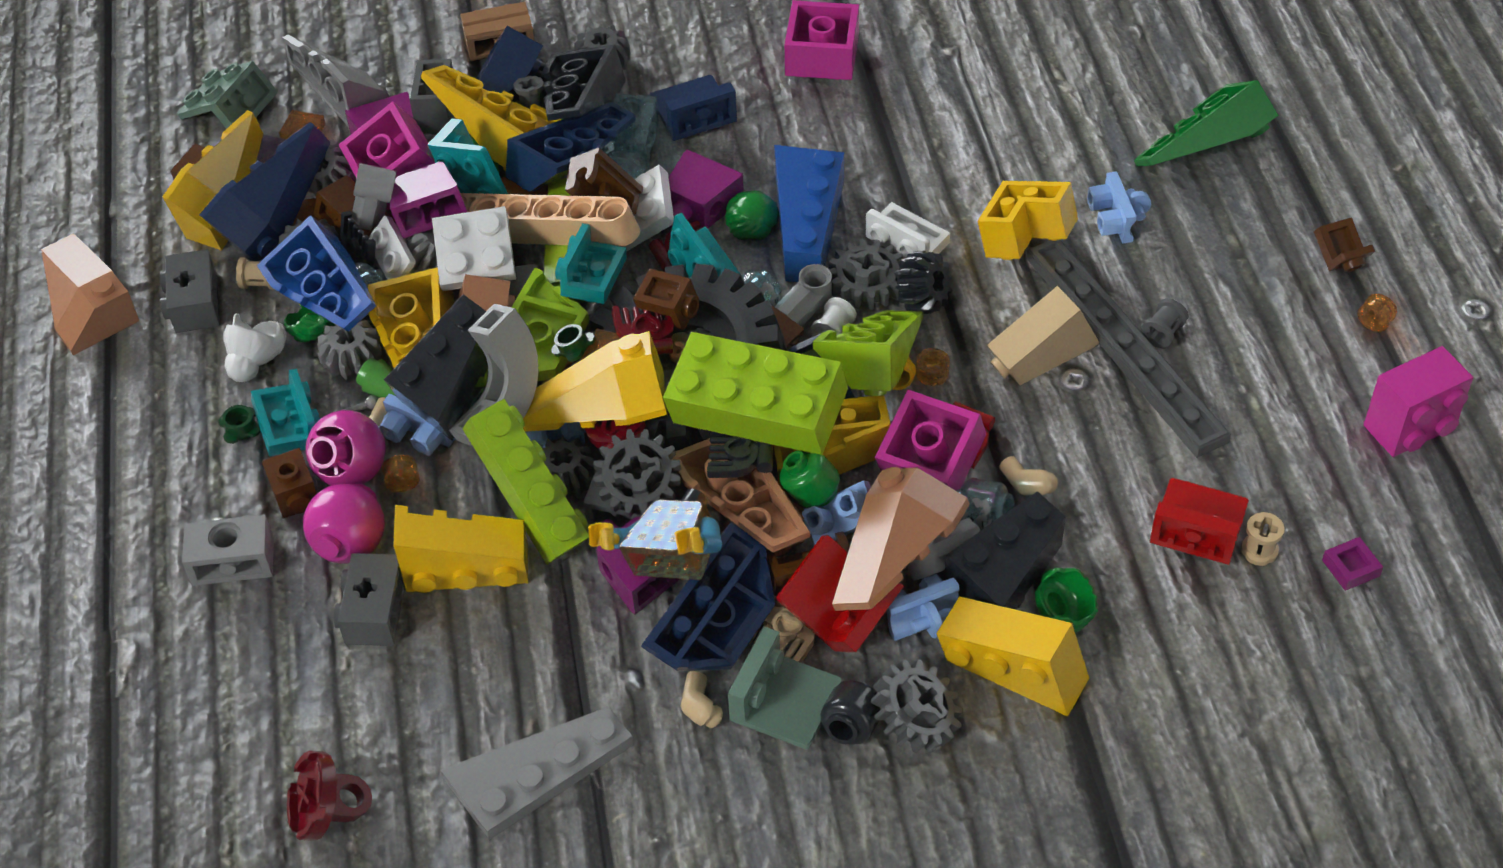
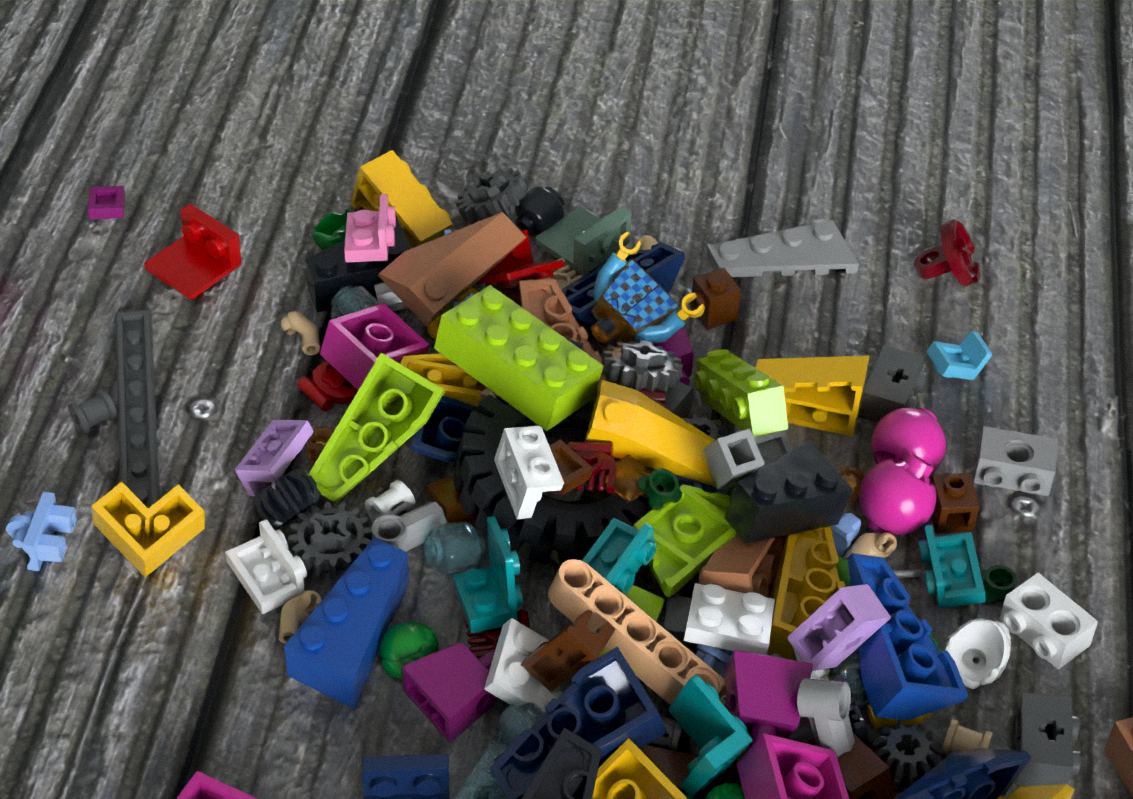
camera: 165 degrees left, 5 degrees down
(189, 392) = (1048, 620): none -> white brick
(302, 661) = (960, 360): none -> medium azure bracket
(373, 242) = (839, 627): none -> lavender brick
(597, 646) = (719, 296): none -> reddish brown brick
(693, 273) = (526, 468): none -> white bracket
(857, 224) = (296, 612): none -> tan arm
(962, 317) = (272, 453): none -> lavender bracket
(1008, 546) = (370, 233): none -> bright pink bracket
(1042, 338) = (212, 418): tan slope -> none
(1269, 541) = (158, 227): tan bush -> none

